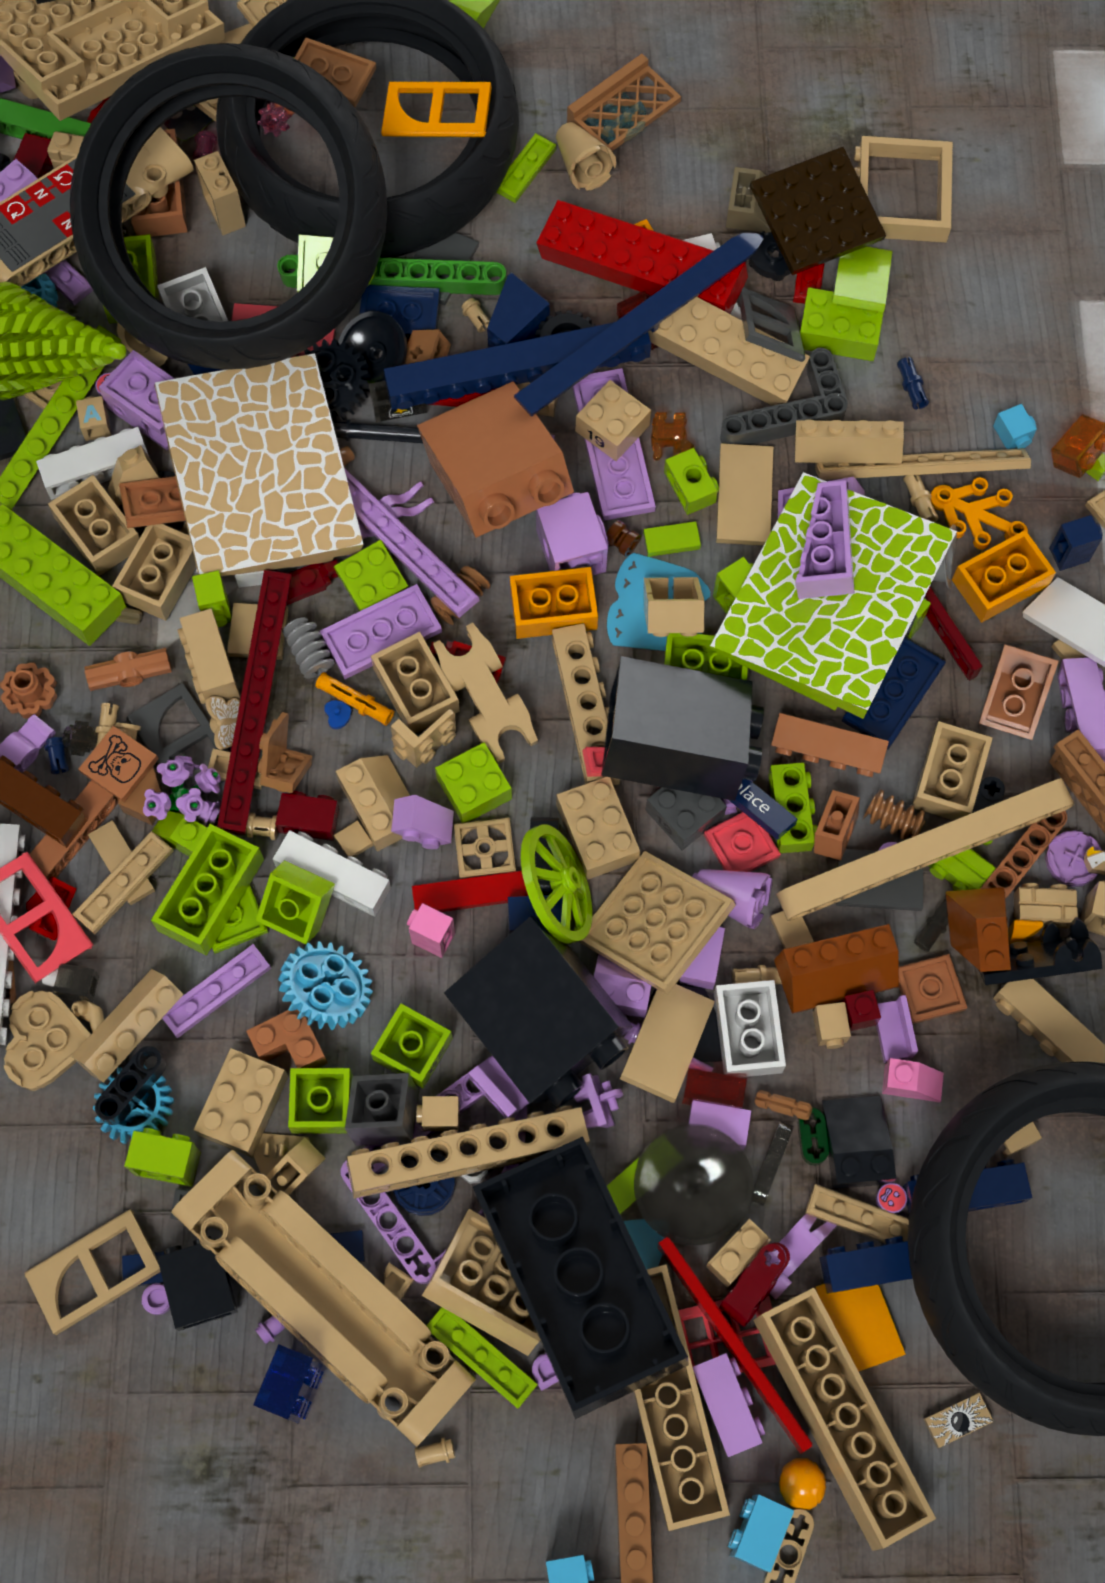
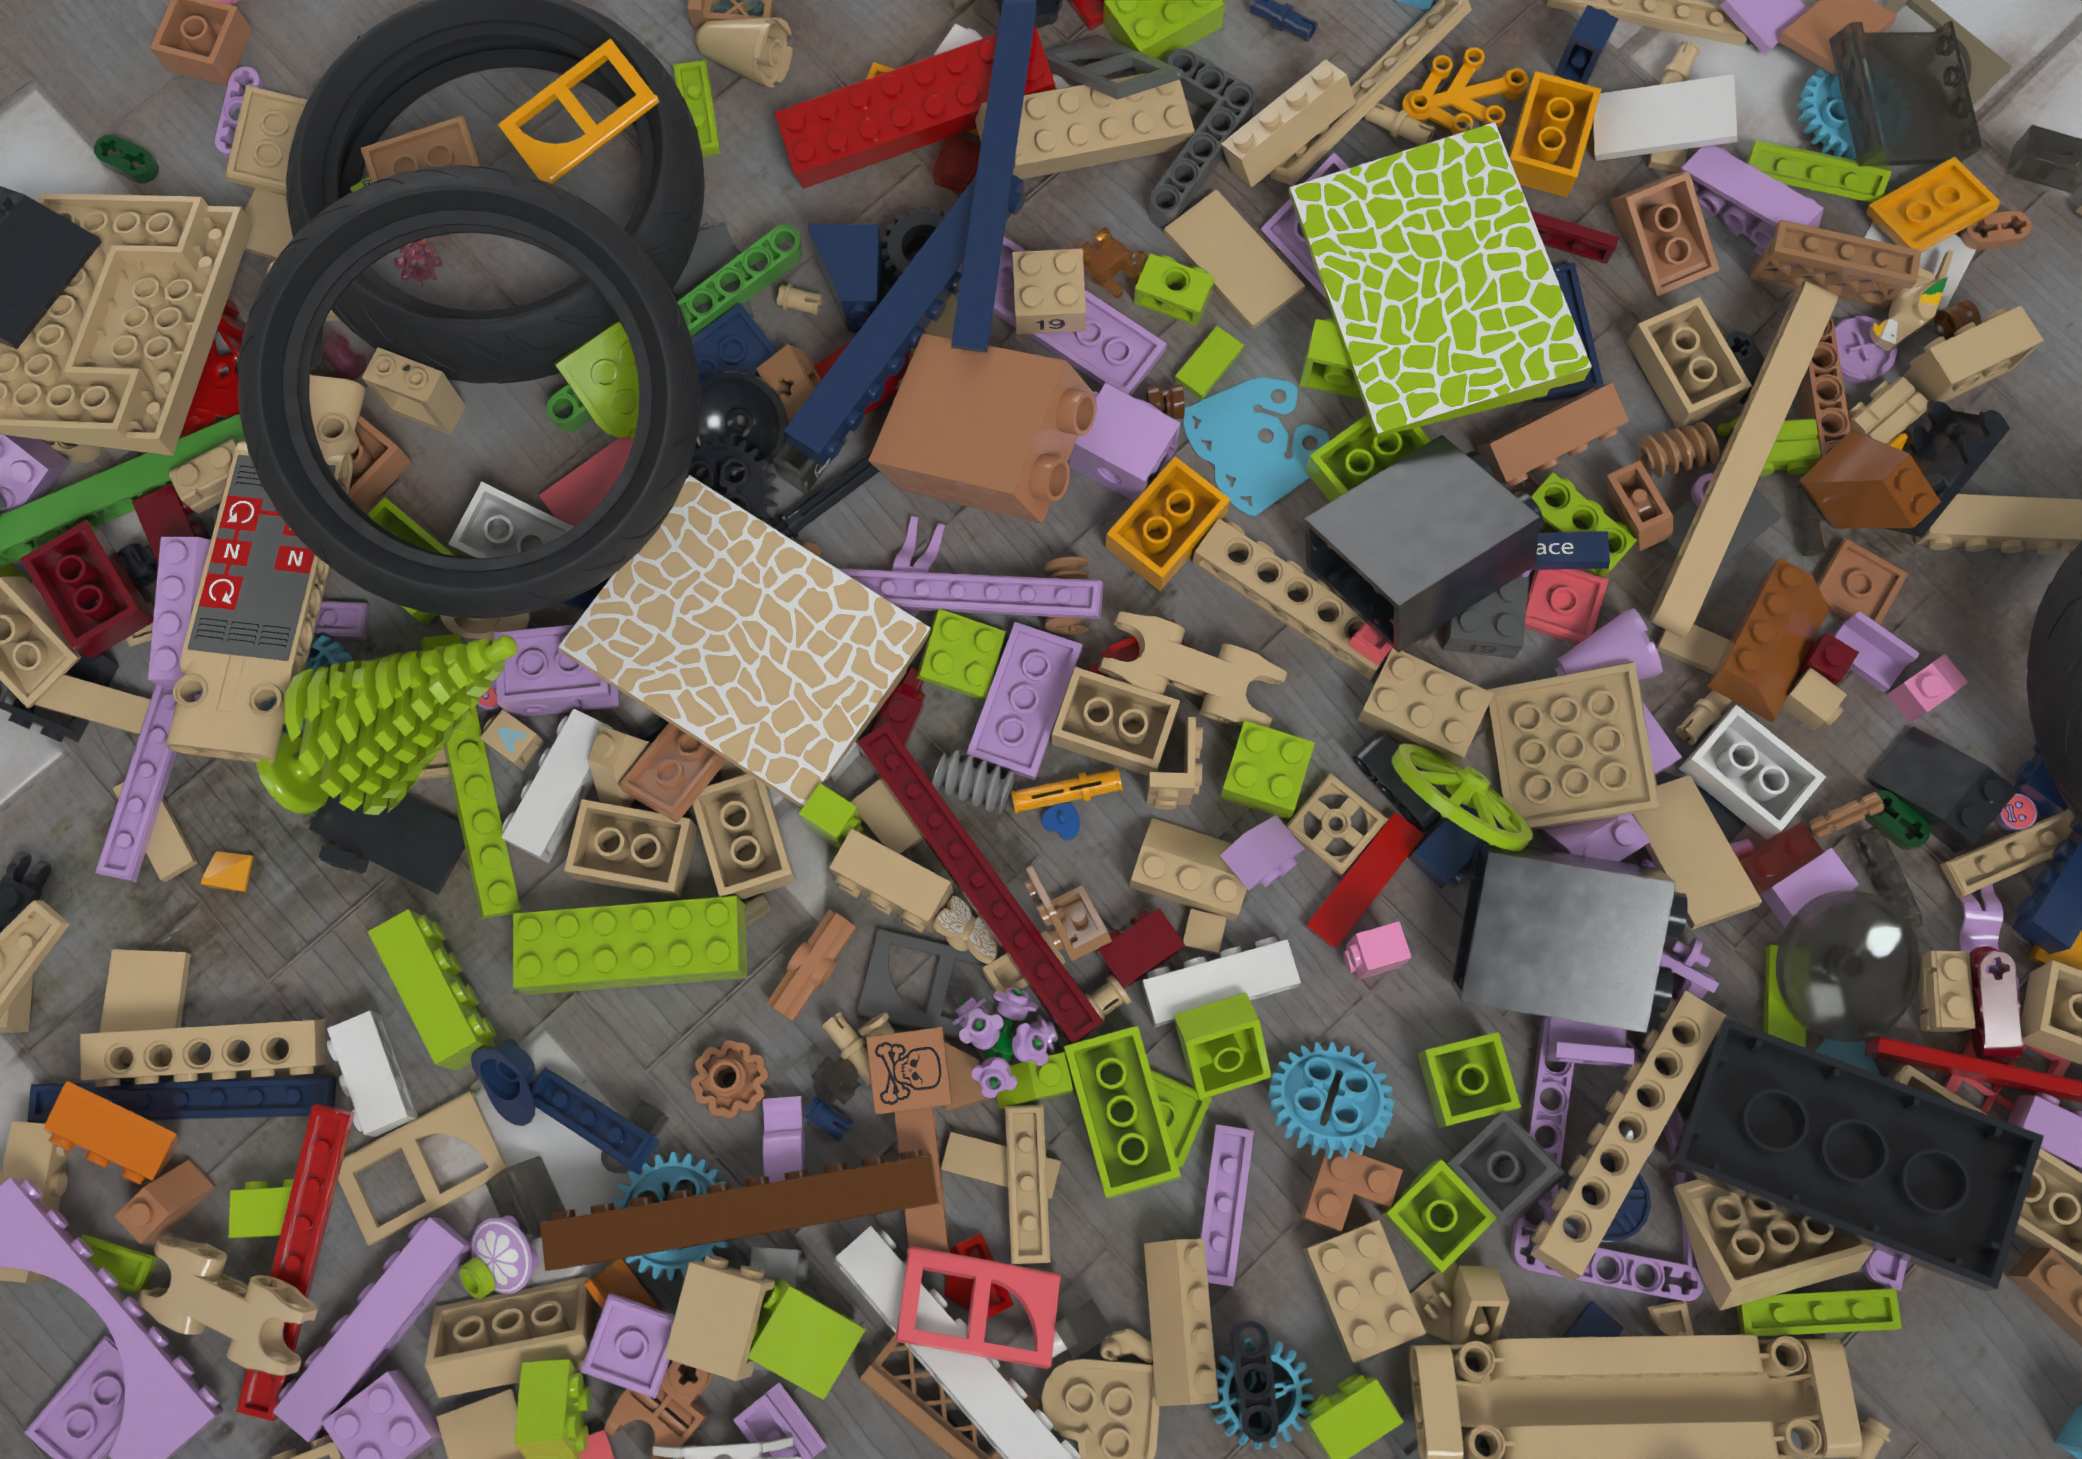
camera: 40 degrees left, 5 degrees up
(438, 1113) = (1562, 1121): tan brick -> none
(678, 615) = (1305, 425): tan piece -> none
(827, 554) = (1401, 235): lavender wedge -> none

